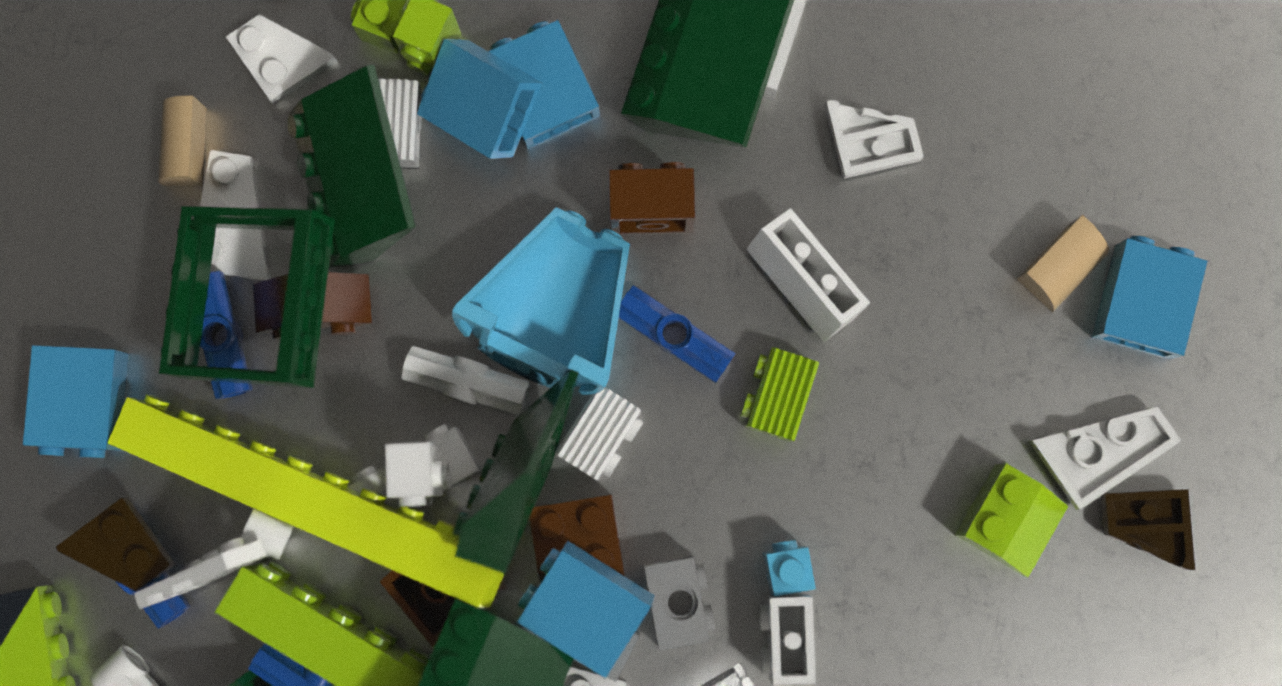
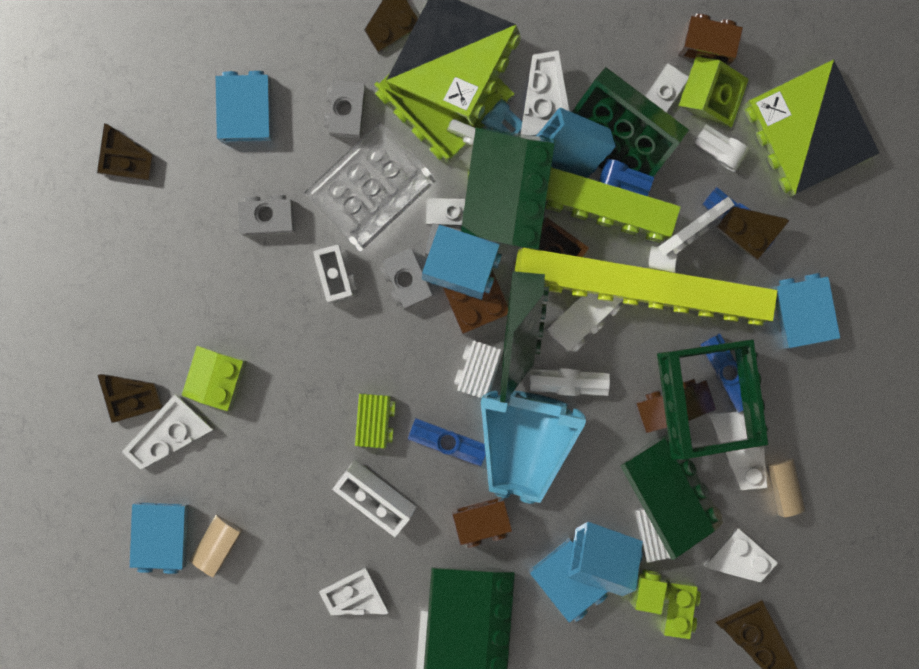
camera: 165 degrees right, 5 degrees up
(415, 473) = (582, 317): white brick -> none
(788, 568) = (344, 315): medium azure brick -> none

